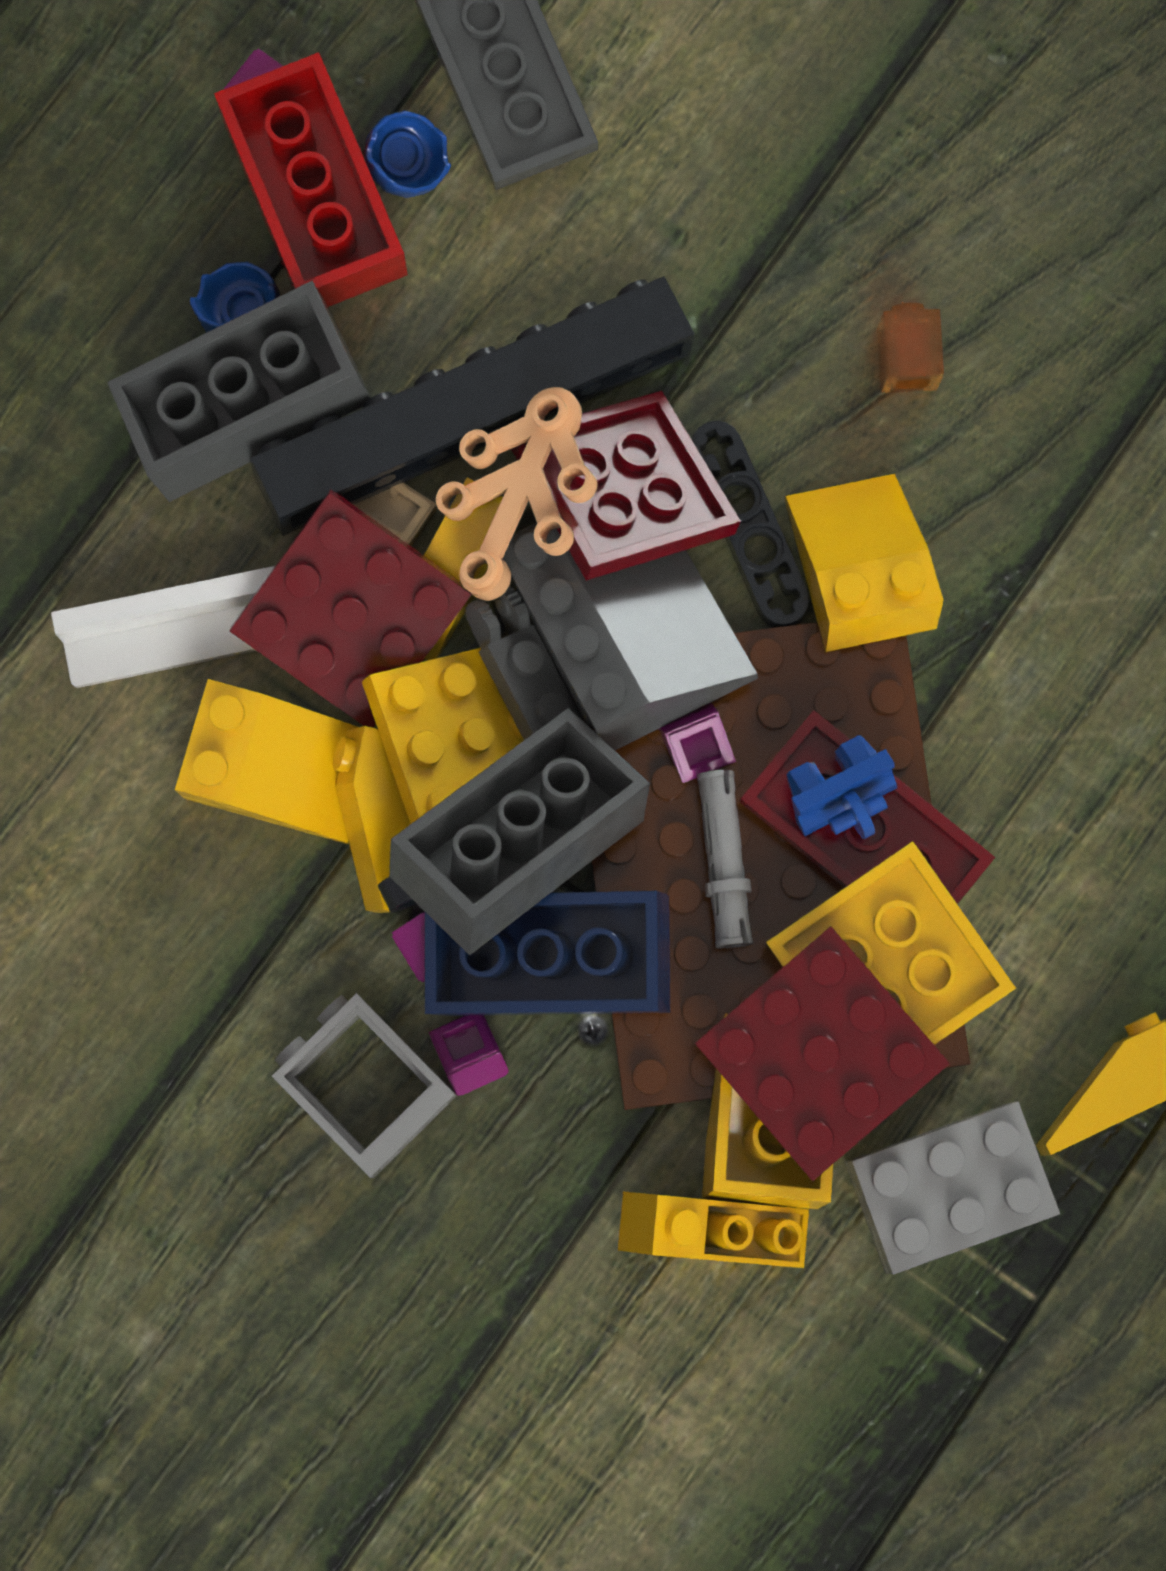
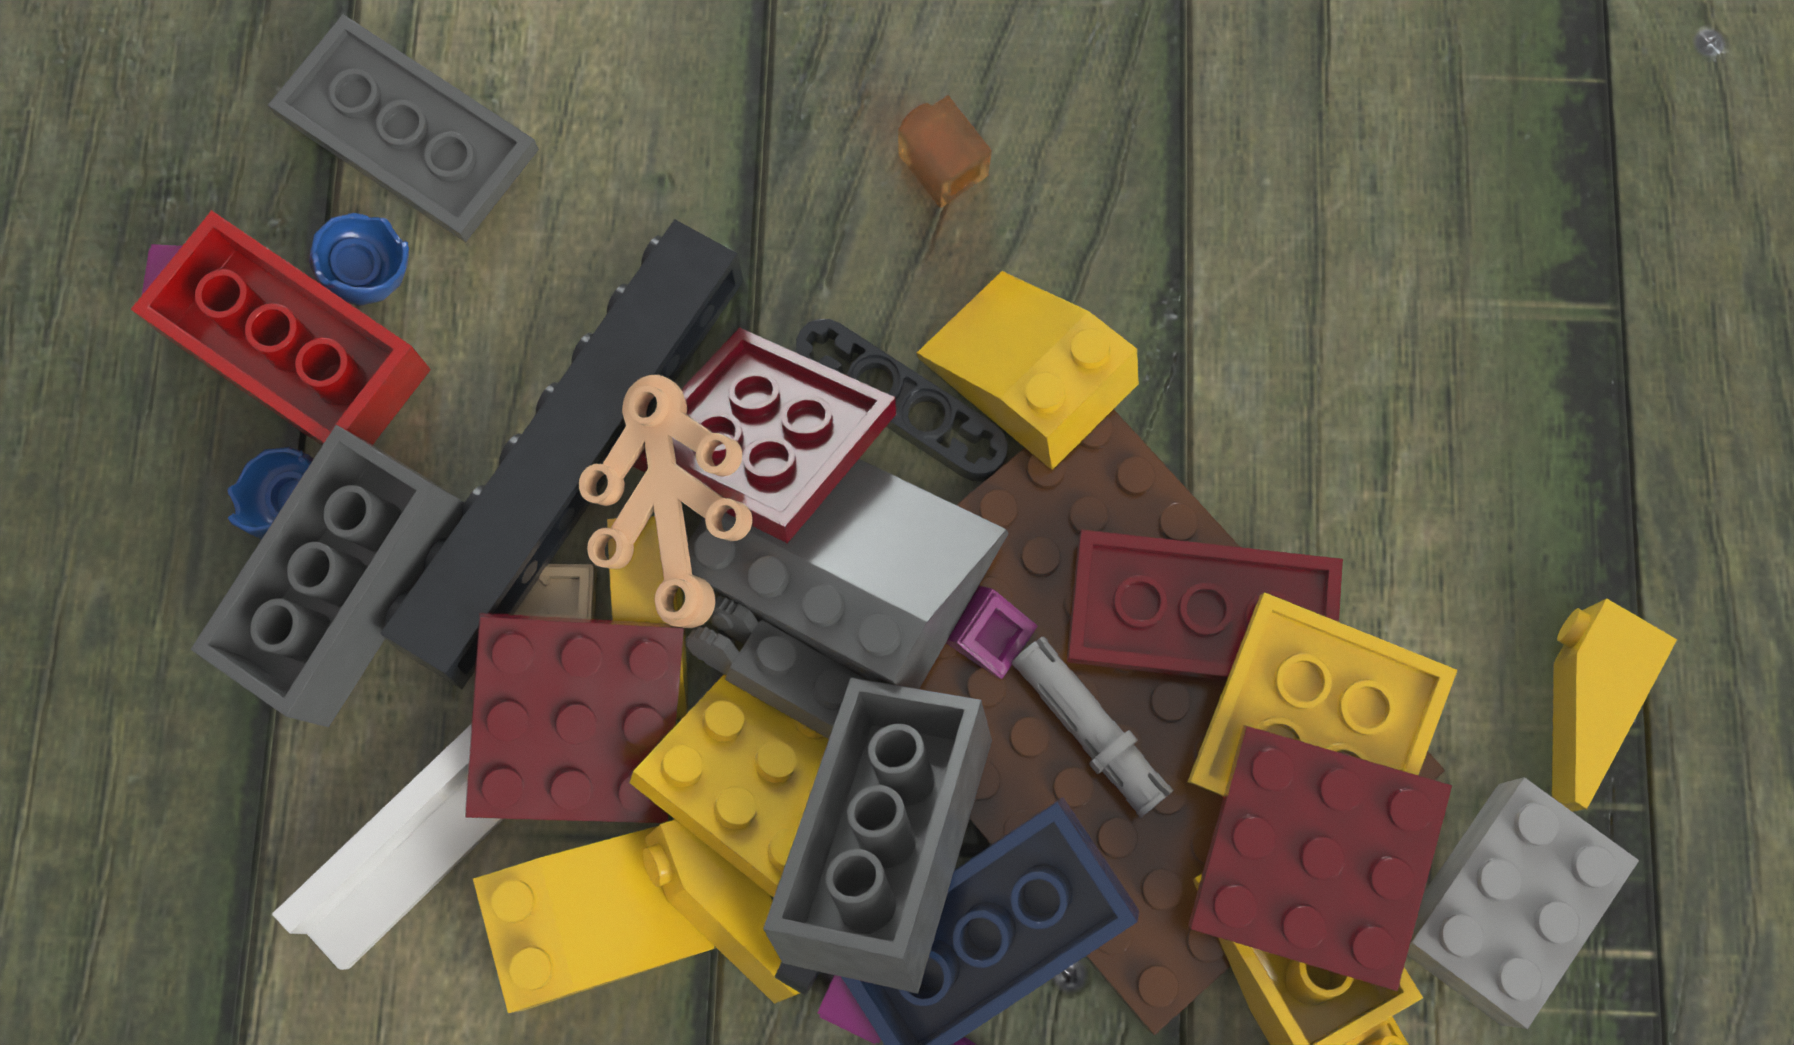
camera: 30 degrees left, 5 degrees down
(846, 797) = (1175, 592): blue hips -> none

